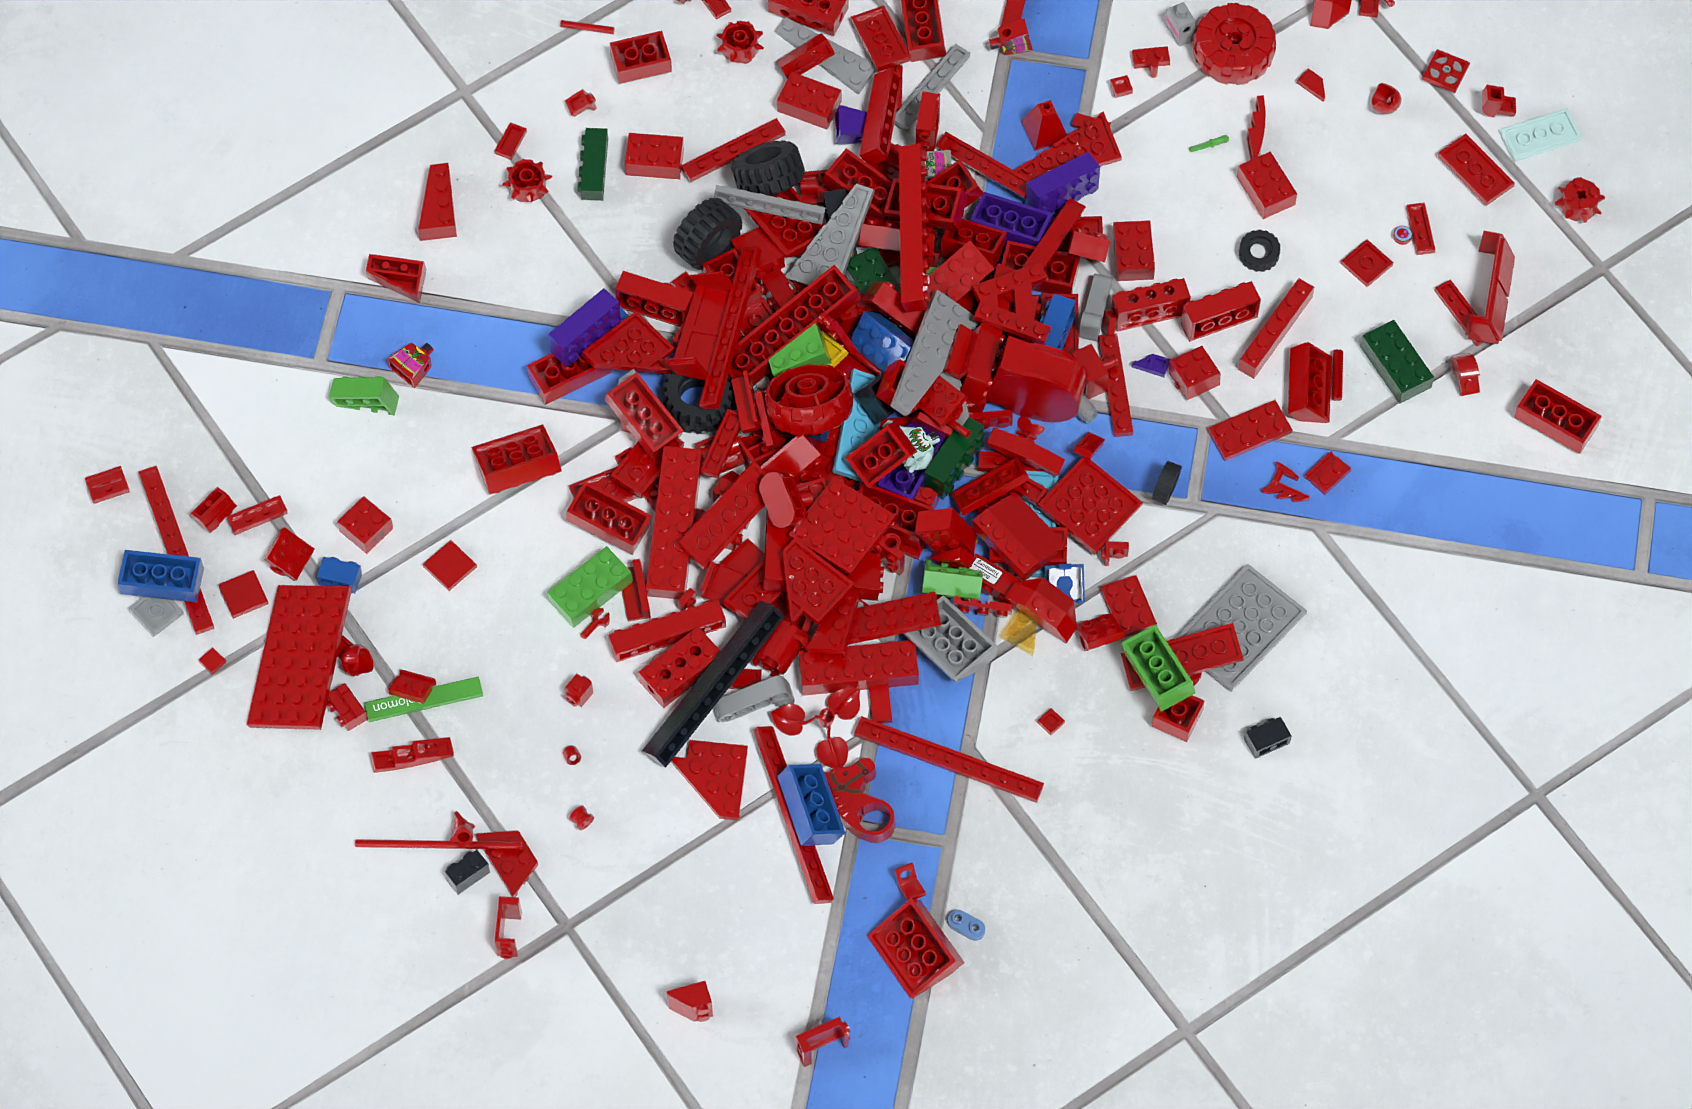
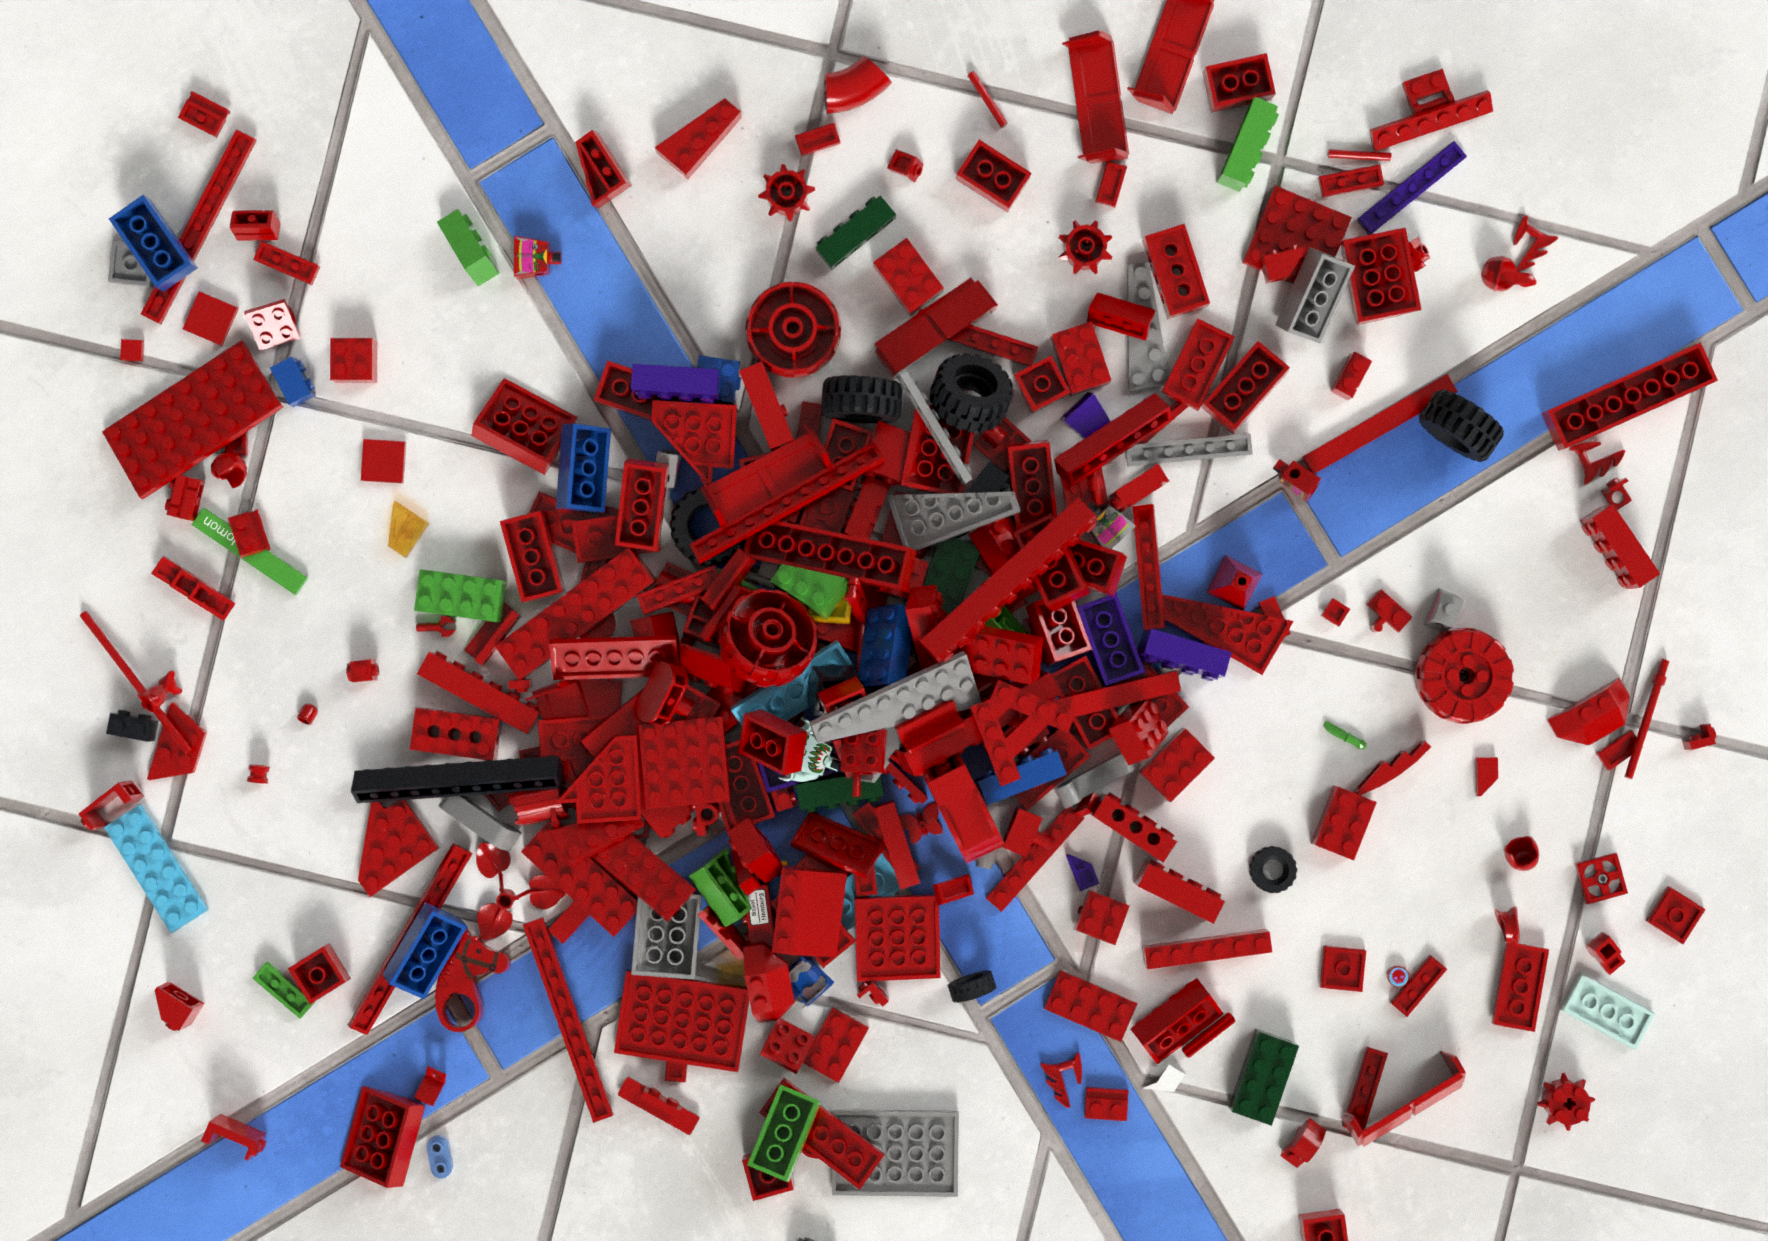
camera: 40 degrees right, 25 degrees up
(500, 88) = (854, 86): none -> red brick
(509, 589) = (405, 529): none -> clear yellow wing
(580, 944) = (156, 868): none -> medium azure plate
(582, 439) = (583, 468): none -> blue brick
(619, 241) = (790, 353): none -> red wheel
(701, 160) = (933, 326): none -> red piece
(748, 928) = (282, 989): none -> bright green plate
(760, 890) = (319, 973): none -> red brick
(805, 132) = (1041, 384): none -> red brick
(1019, 685) = (682, 1021): none -> red plate
(1064, 748) = (659, 1106): none -> red bracket
(1347, 424) = (1168, 1081): none -> white sticker
(1426, 142) = (1509, 924): none -> red piece
(1511, 49) = (1675, 915): none -> red tile

